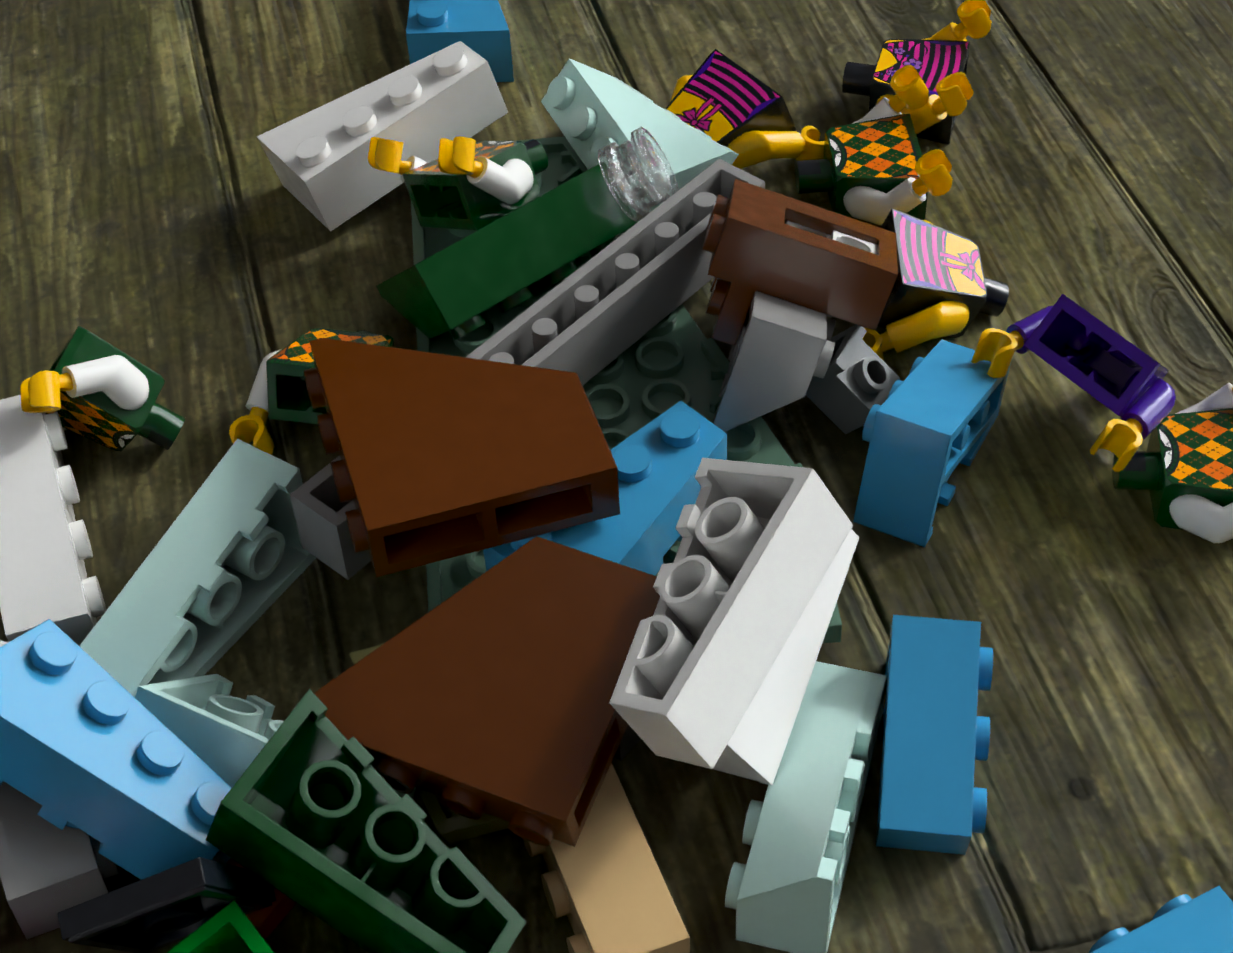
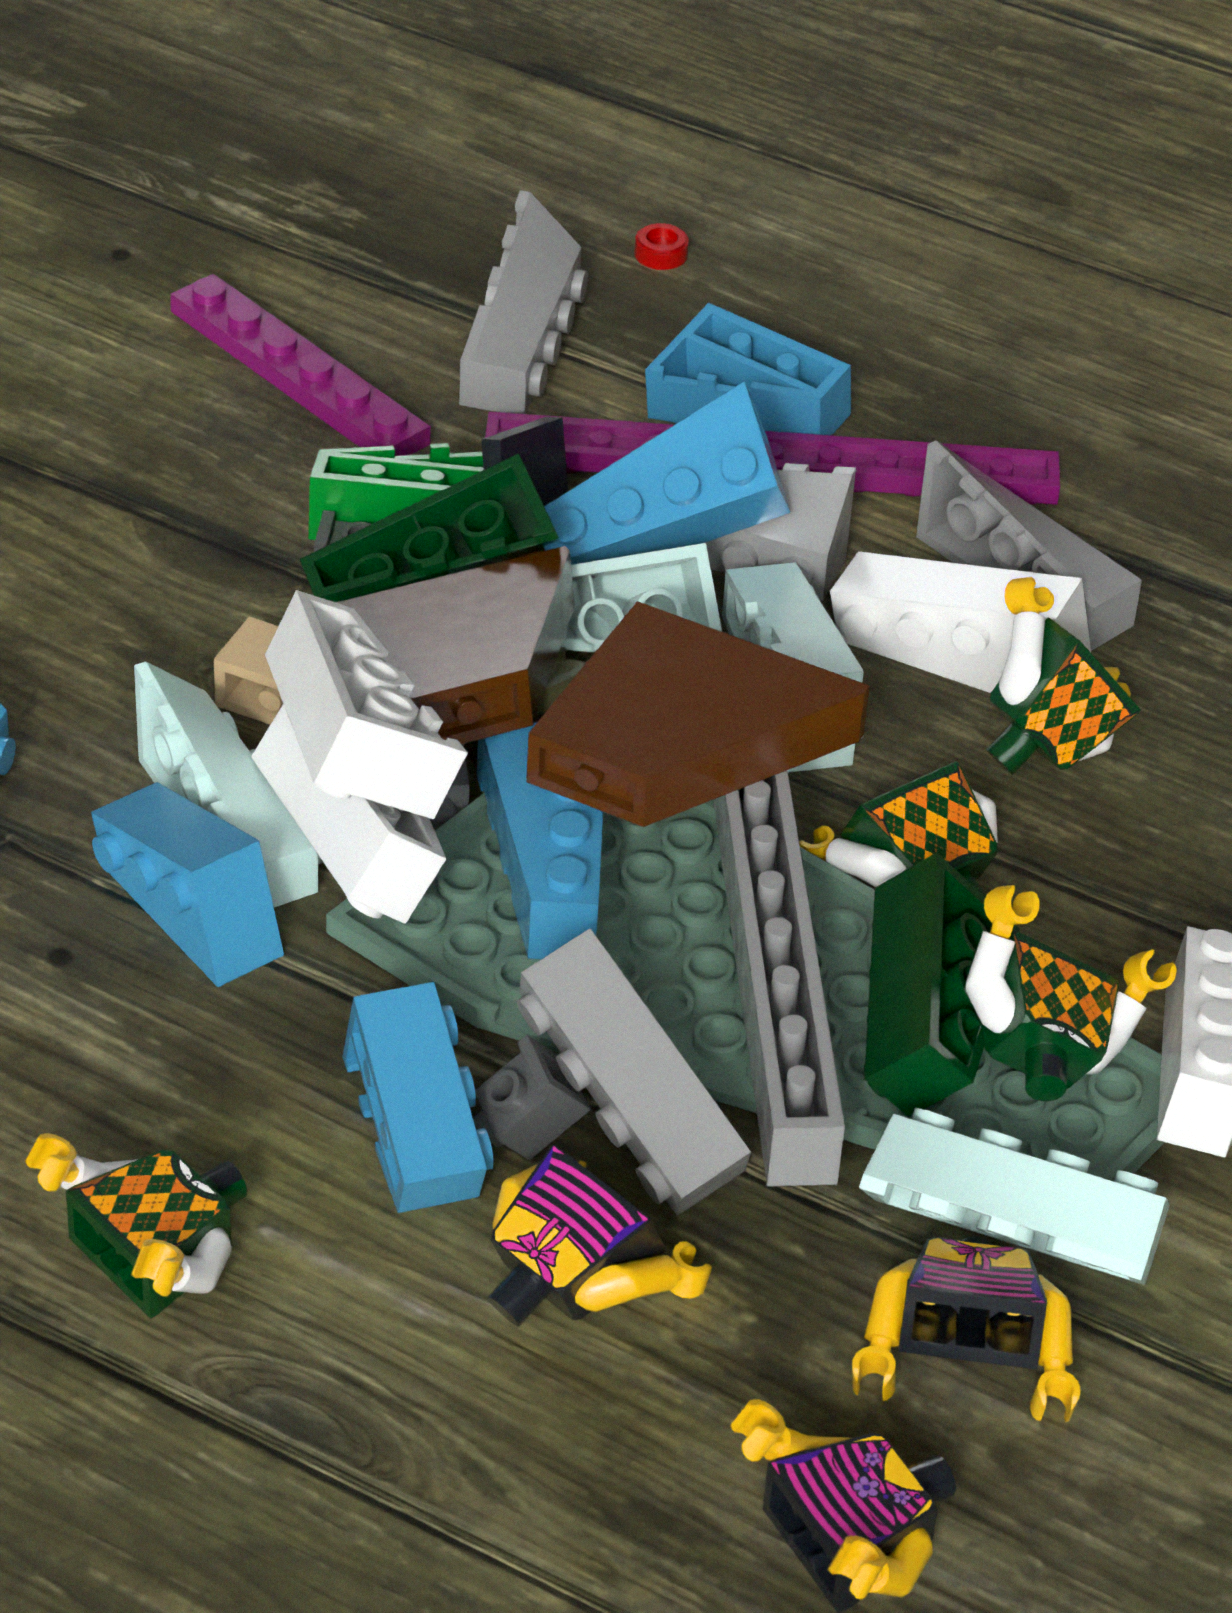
camera: 130 degrees right, 5 degrees down
(637, 173) = (890, 1064): clear wheel -> none
(794, 255) = (694, 1019): reddish brown brick -> none
(879, 160) = (762, 1350): torso -> none
(1095, 361) = (316, 1204): dark purple torso -> none

